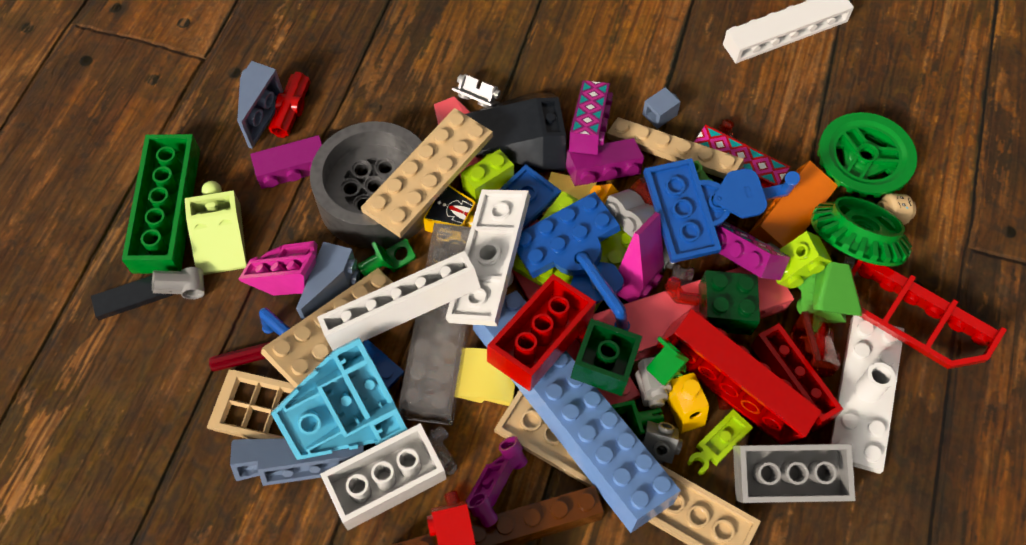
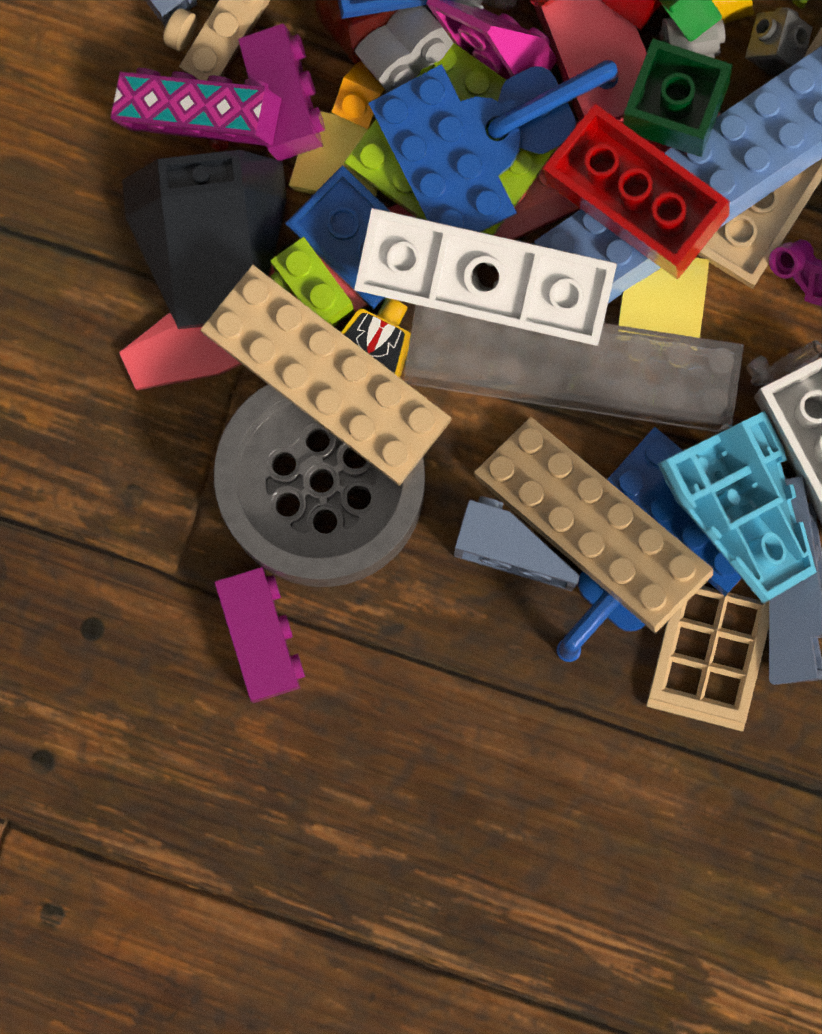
camera: 85 degrees left, 20 degrees up
(125, 298) = (510, 884): black tile -> none
(158, 210) = (341, 847): green brick -> none
(186, 282) = (496, 793): light grey piece -> none
(216, 230) = (403, 749): yellowish green slope -> none
(236, 358) = (623, 680): dark red axle -> none
(257, 100) = (123, 698): sand blue slope -> none
(282, 269) = (478, 620): dark pink wedge -> none
(289, 105) = (131, 646): red piece -> none
(387, 258) = (455, 464): green bracket -> none
(400, 301) = (584, 408): white brick -> none
(468, 89) = (112, 325): hinge -> none
(637, 419) = (742, 73): green bracket -> none
(639, 115) = (180, 29): none -> tan tile

